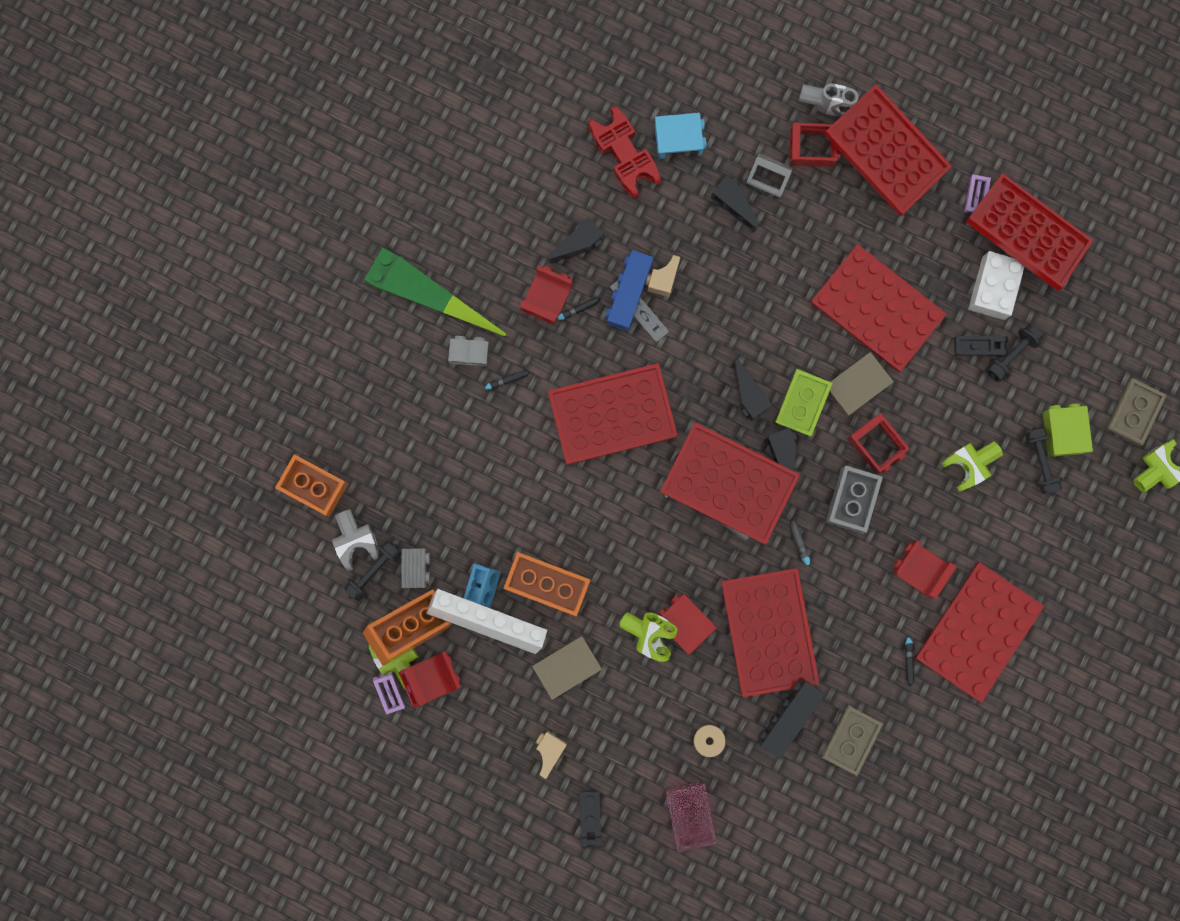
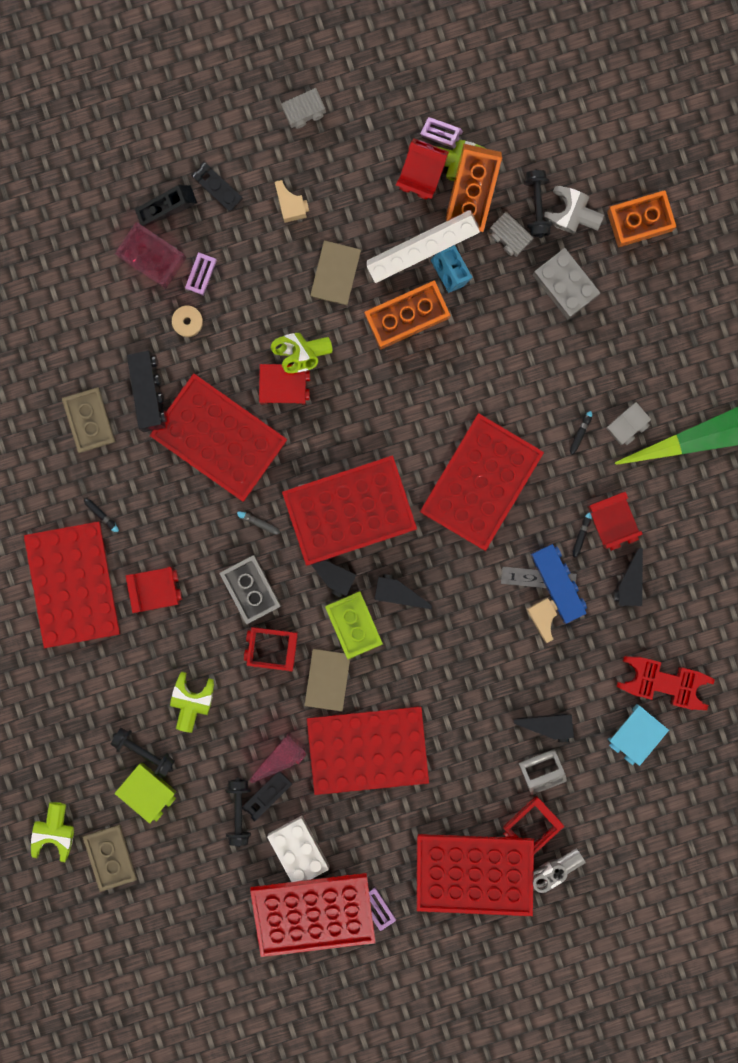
camera: 135 degrees right, 5 degrees up
(411, 493) = (566, 283): none -> light grey brick
(469, 812) = (303, 108): none -> light grey brick
(641, 843) = (166, 205): none -> black slope
(672, 762) = (195, 289): none -> lavender tile
(948, 359) = (283, 756): none -> clear pink slope

